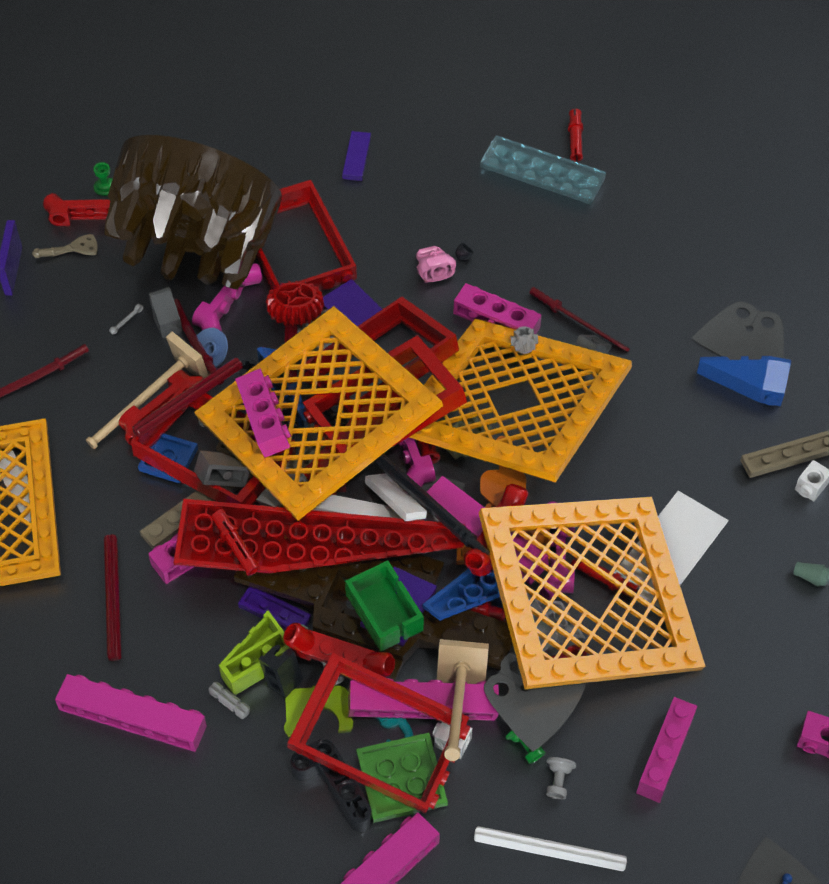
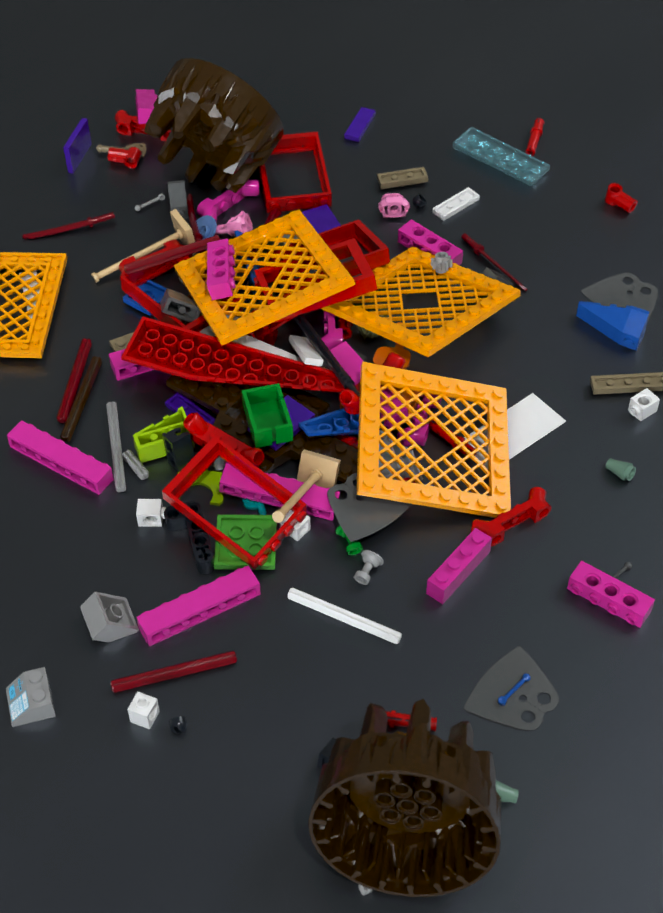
camera: 15 degrees right, 5 degrees down
(79, 259) = (128, 157): none -> red piece
(83, 184) = (144, 104): none -> dark pink brick
(129, 622) = (81, 399): none -> dark brown axle
(196, 680) = (116, 449): none -> light grey axle
(222, 520) = (176, 368): red pin -> none
(250, 333) = (240, 222): none -> bright pink piece
(271, 764) = (150, 512): none -> white brick
(295, 303) = (273, 206): red gear -> none
(433, 223) = (402, 177): none -> dark tan plate
(508, 246) = (455, 204): none -> white tile
(697, 200) = (616, 196): none -> red piece
(730, 650) = (534, 508): none -> red plate

